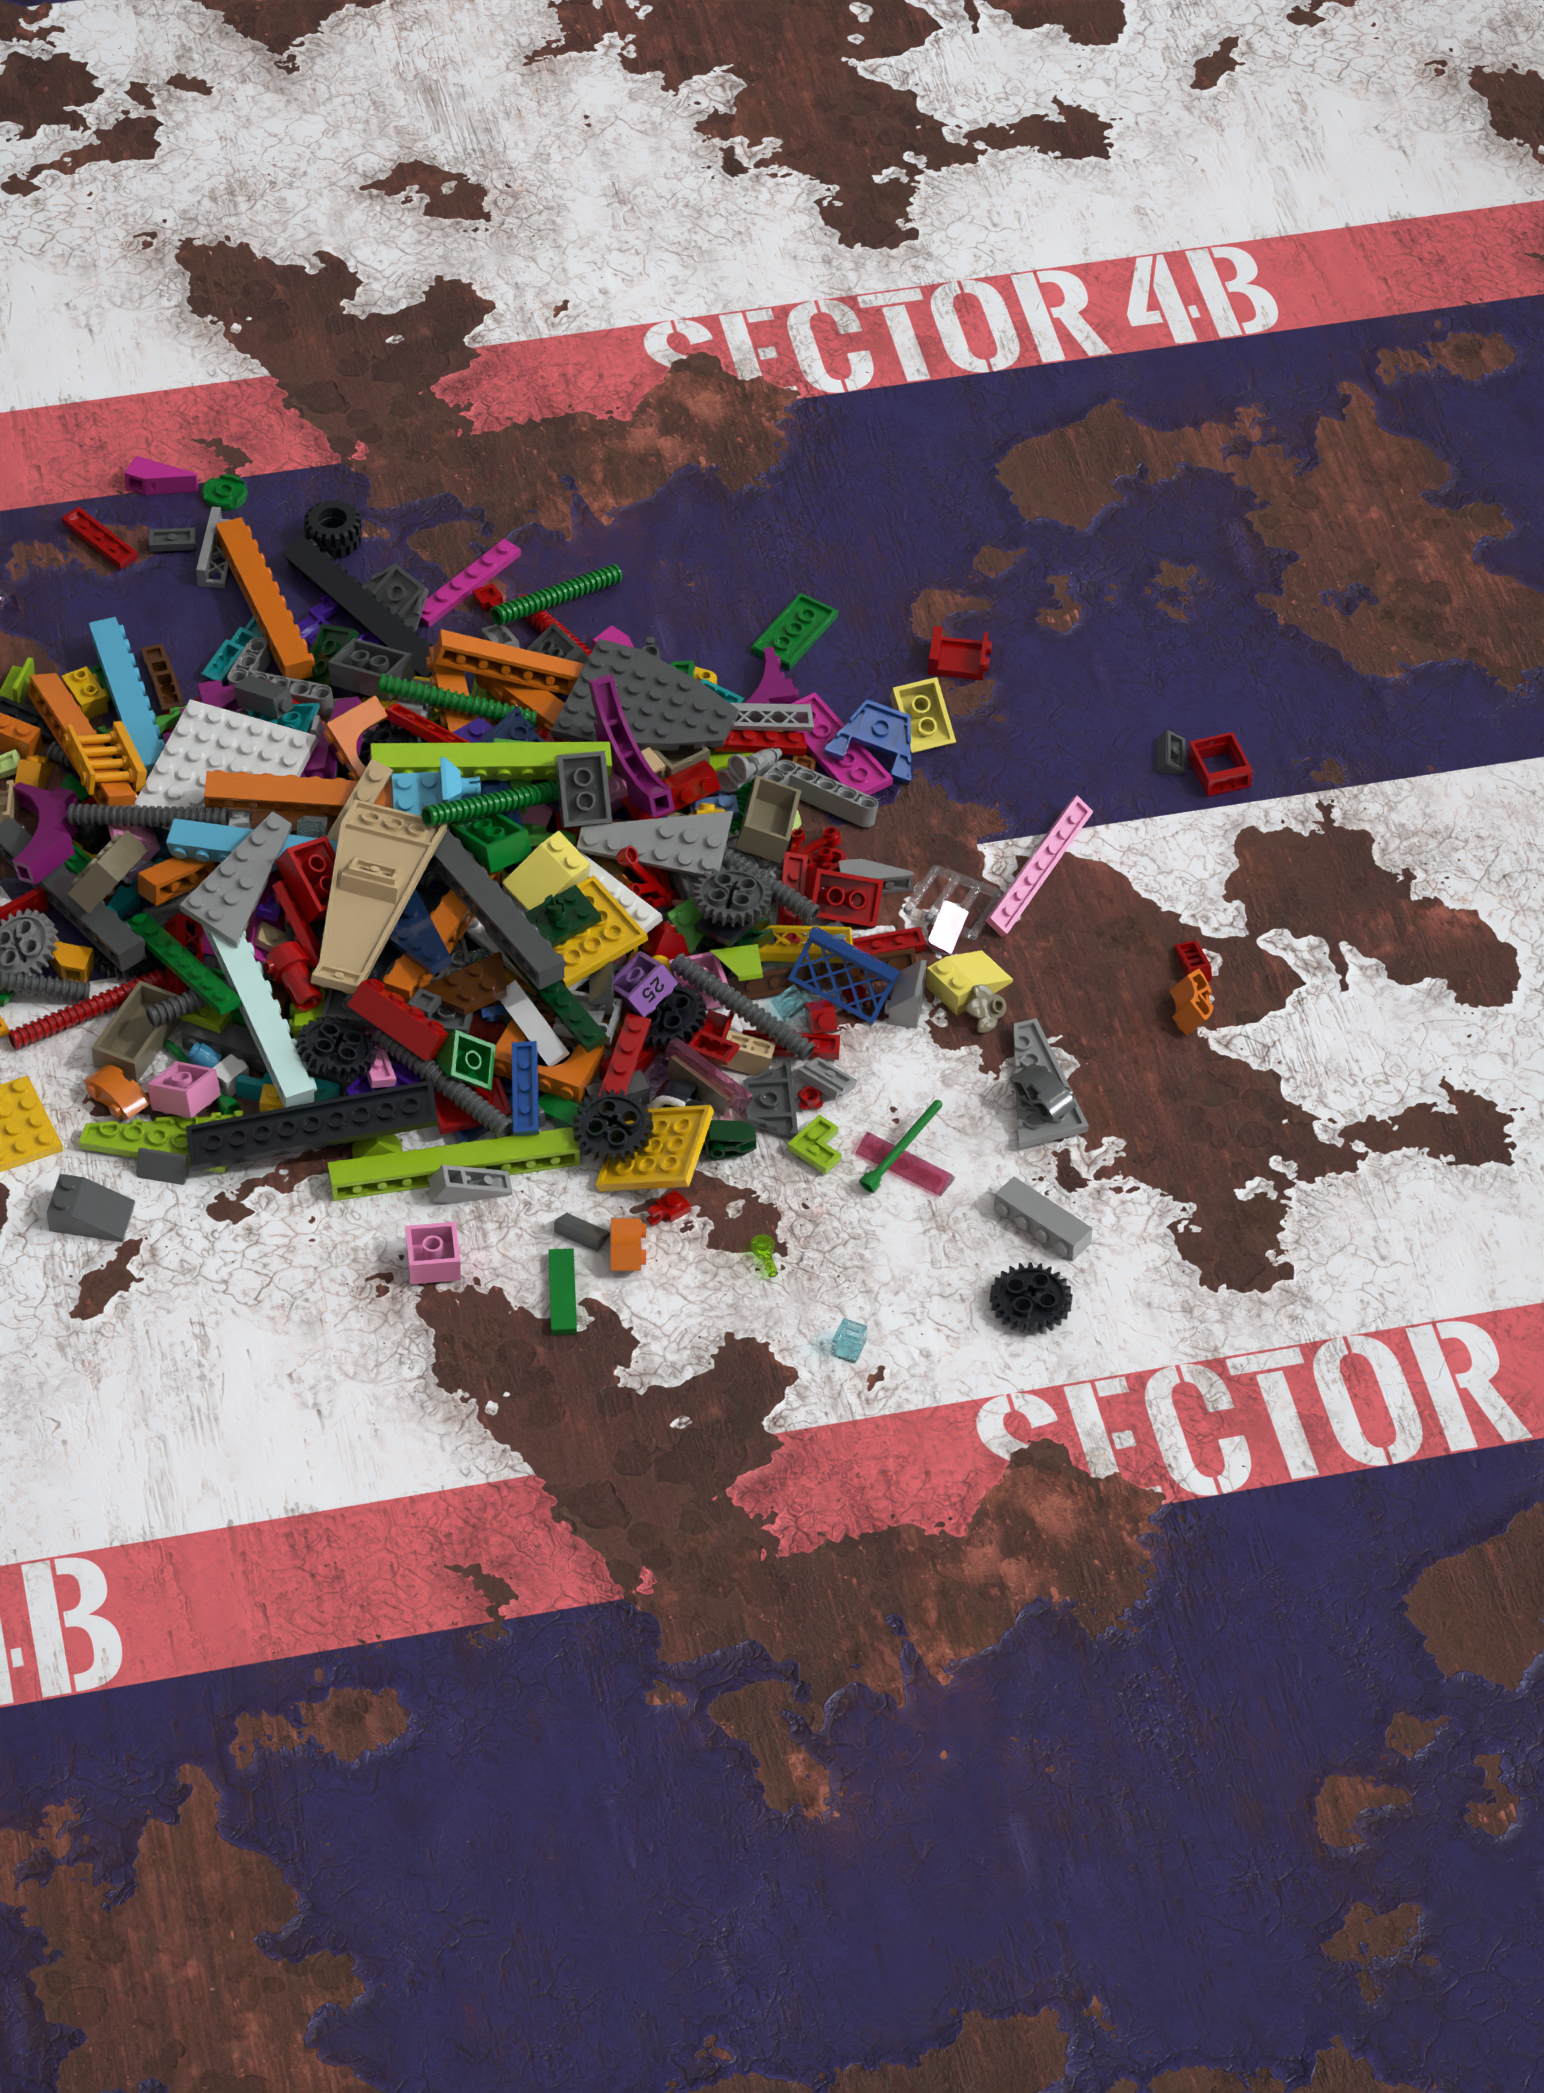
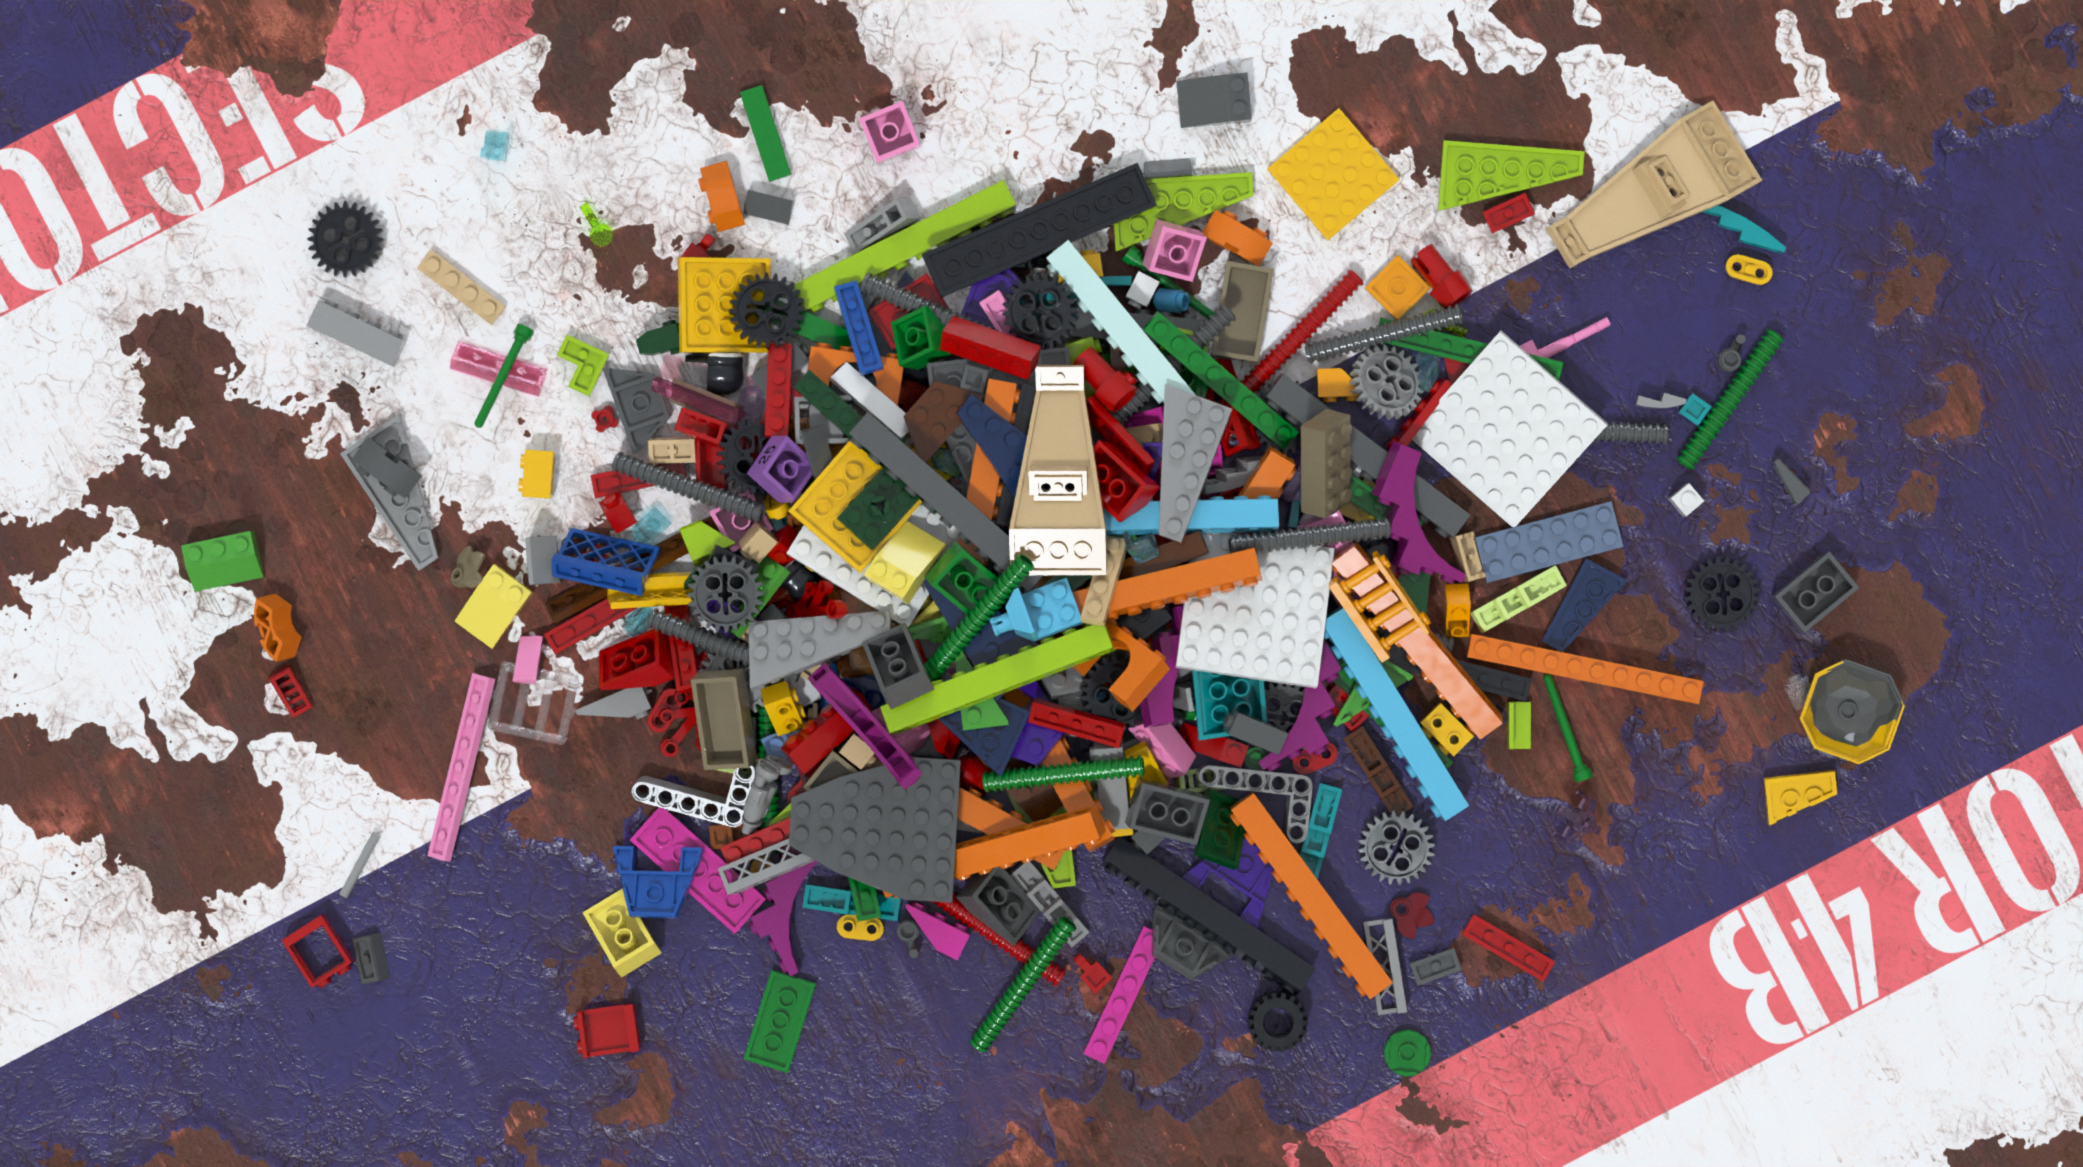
camera: 165 degrees right, 40 degrees up
(158, 478) = (1482, 1046): dark pink slope -> none
(169, 623) = (1378, 838): none -> gear
(177, 582) = (1415, 914): none -> dark red plate
(688, 941) = (757, 542): none -> tan brick
(826, 1078) = (594, 442): light grey plate -> none
(891, 1063) = (537, 474): none -> yellow brick
(922, 1237) = (461, 287): none -> tan plate
(1161, 821) = (360, 864): none -> light grey bar
(1232, 1075) = (223, 561): none -> bright green slope

